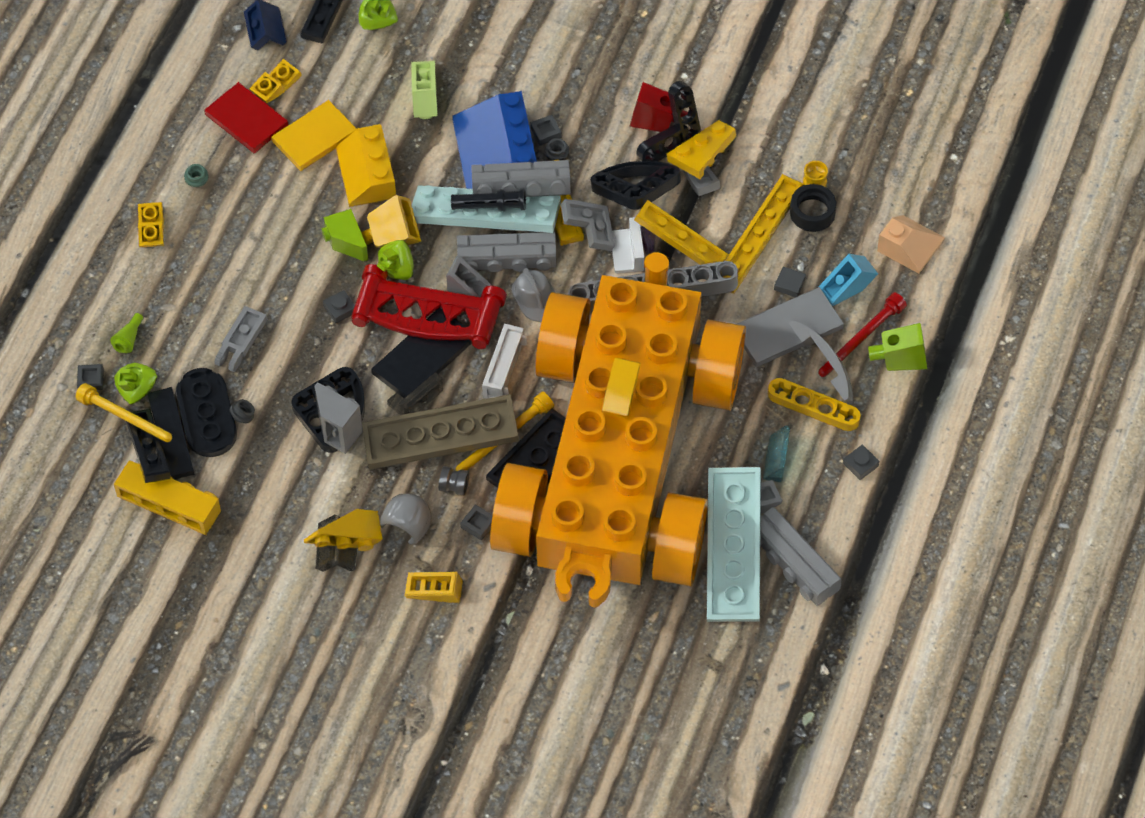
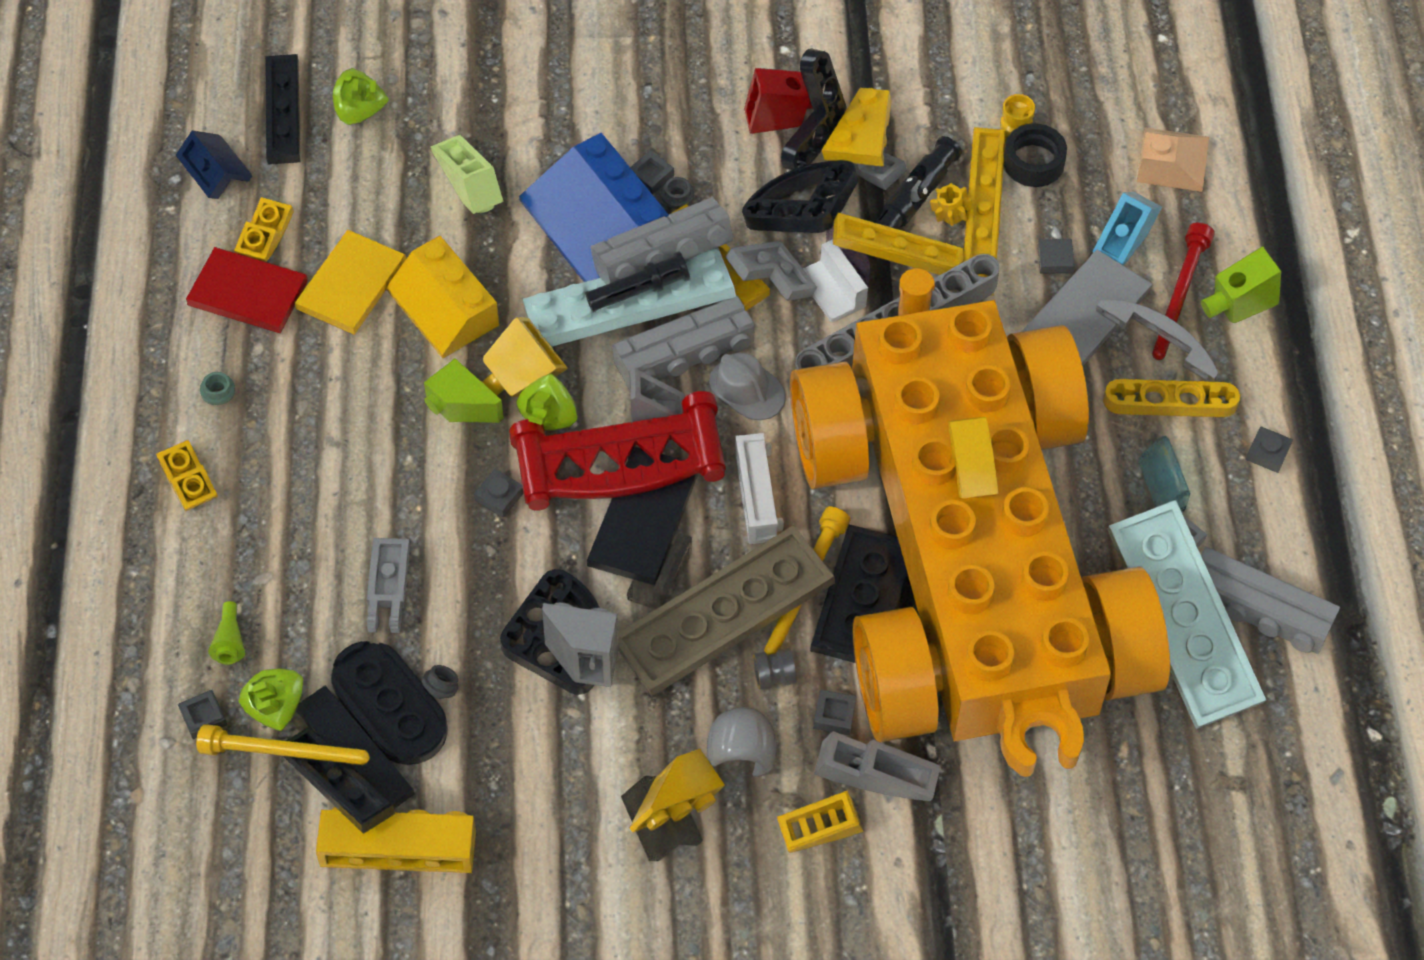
camera: 25 degrees left, 0 degrees up
(486, 566) = (876, 768): none -> light grey slope
(720, 201) = (919, 184): none -> black piece
(735, 221) = (951, 204): none -> yellow gear

